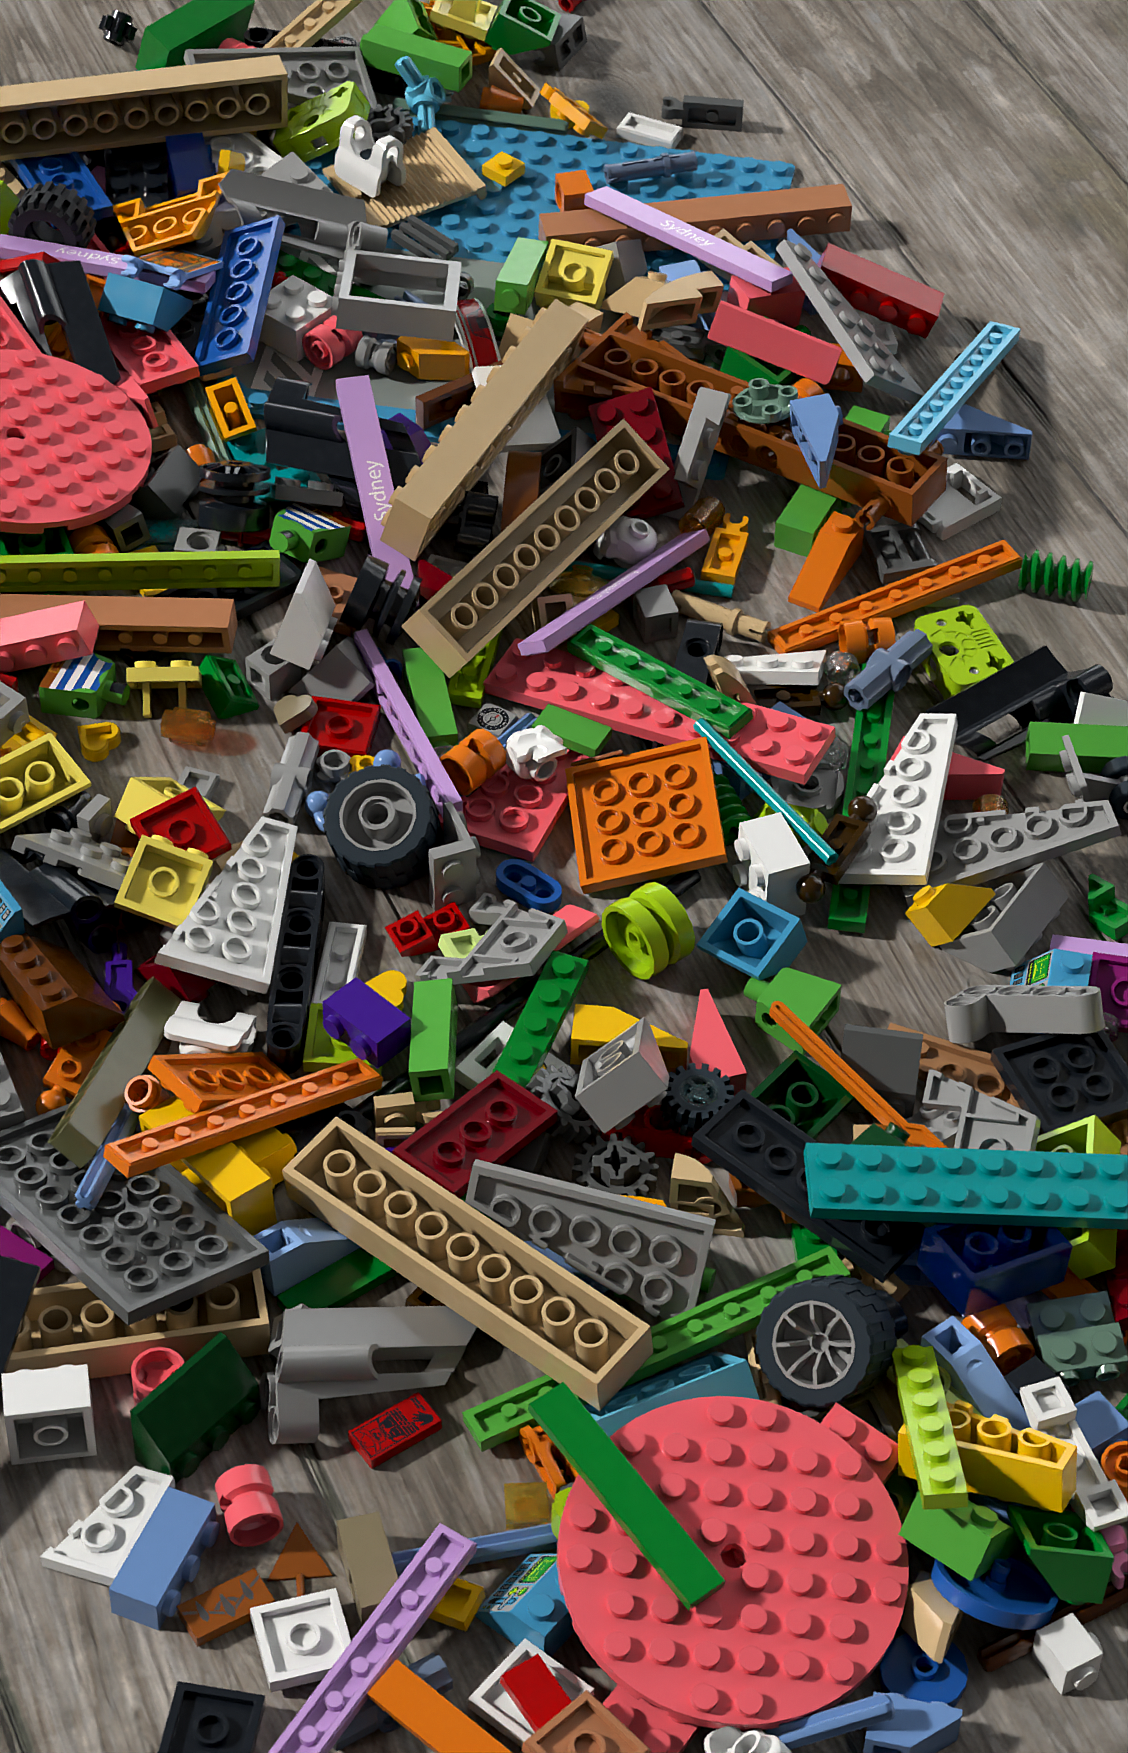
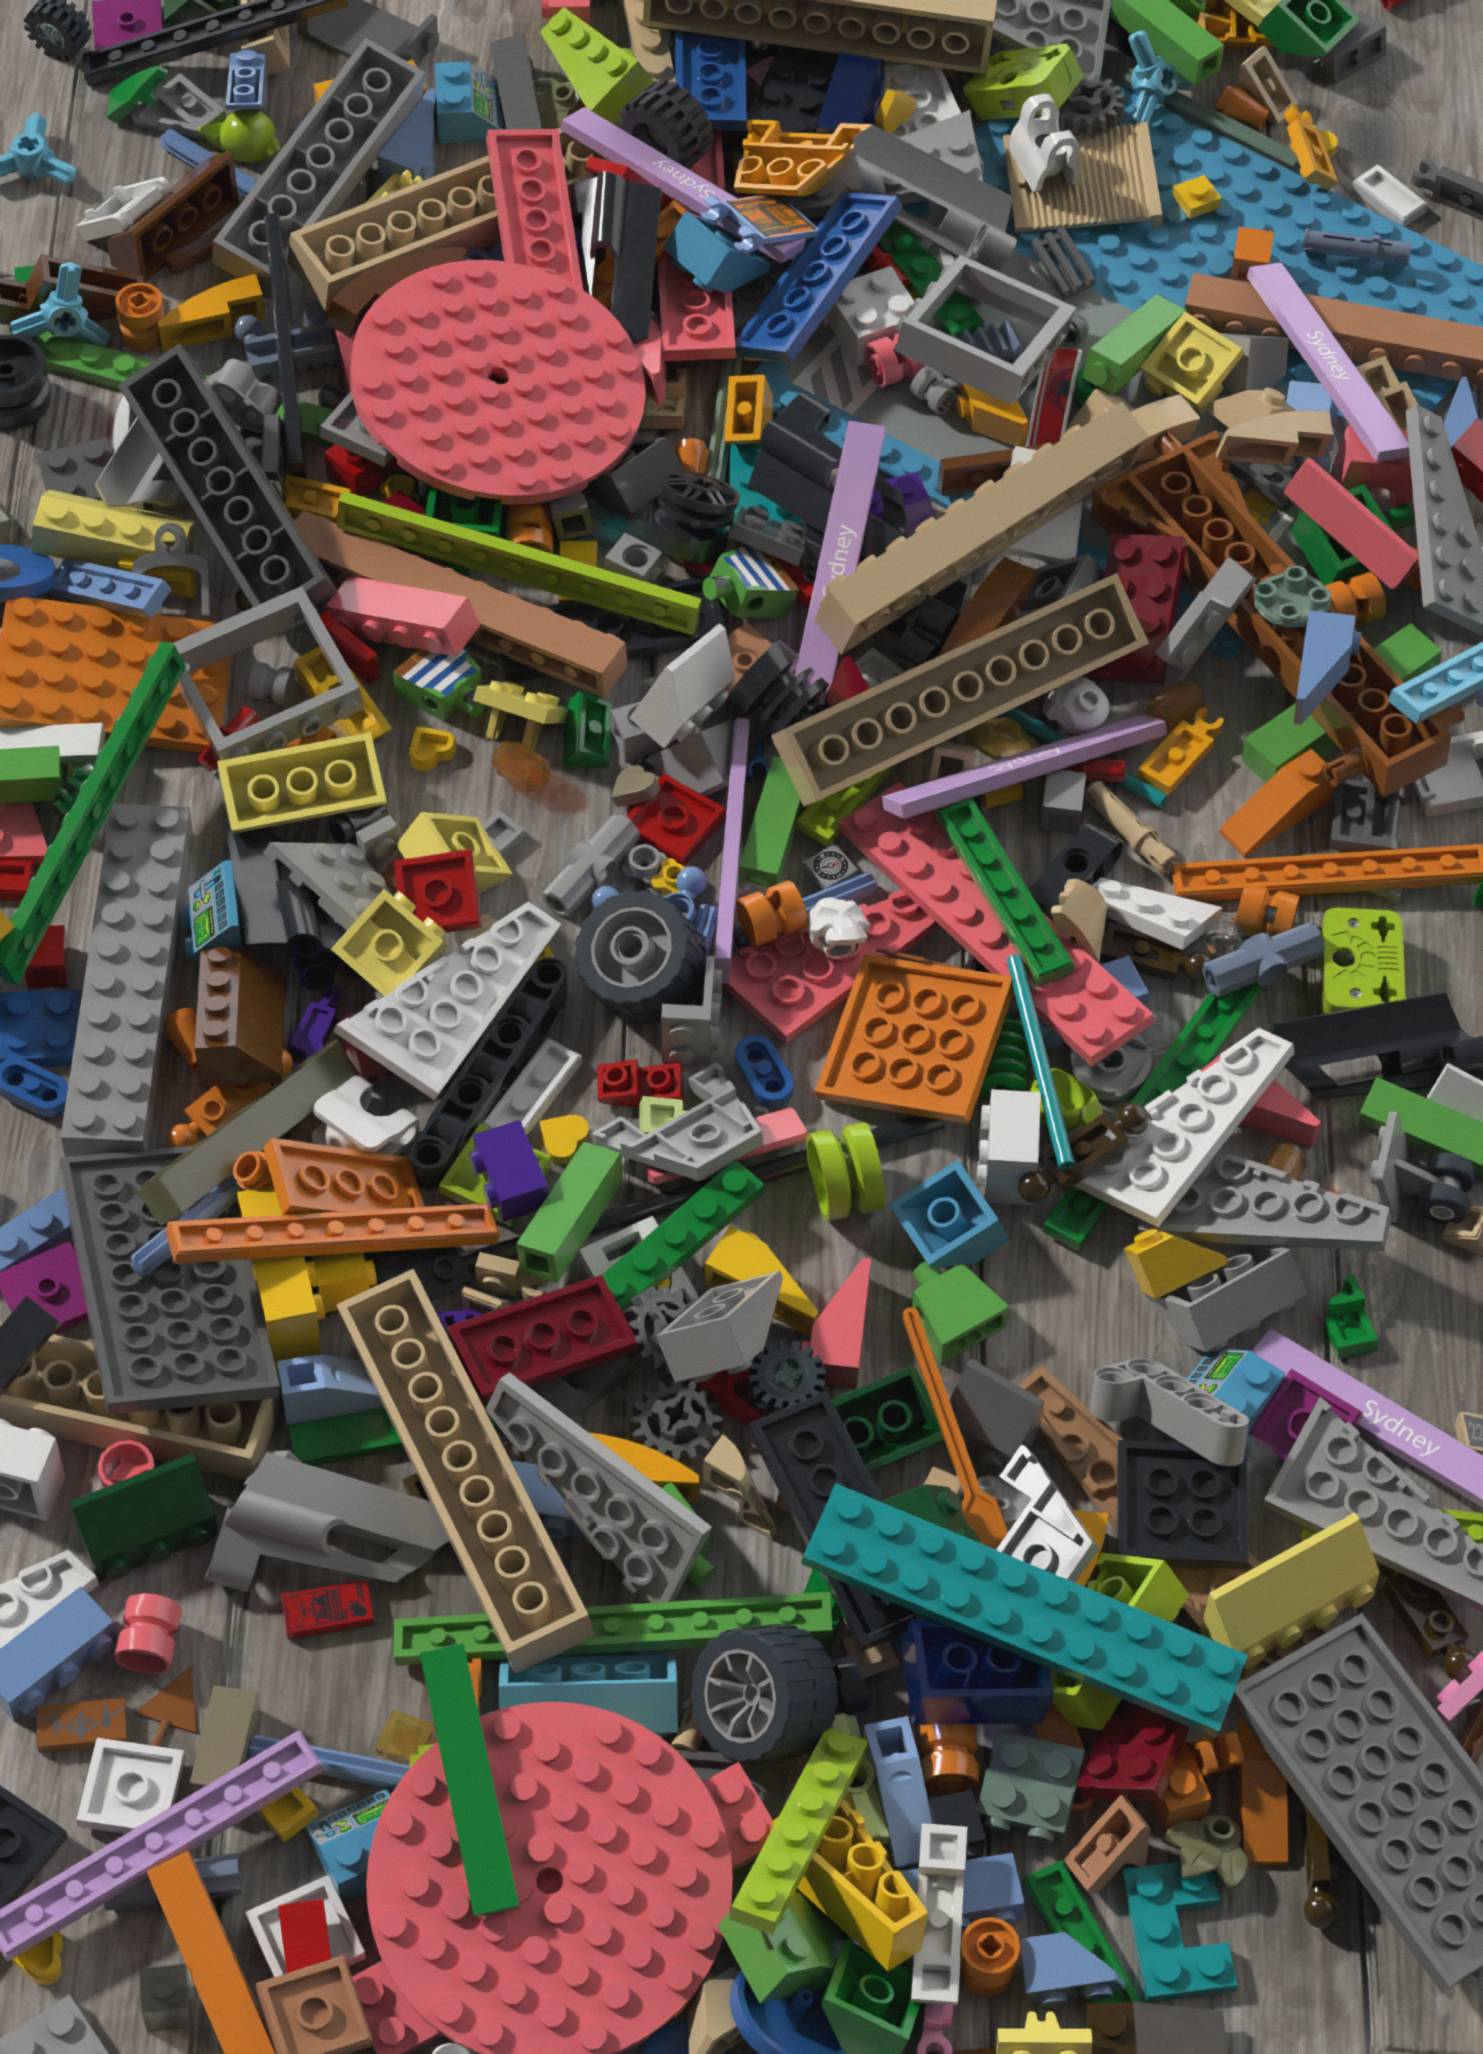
camera: 25 degrees right, 10 degrees up
(576, 731) = (896, 911): bright green tile -> none

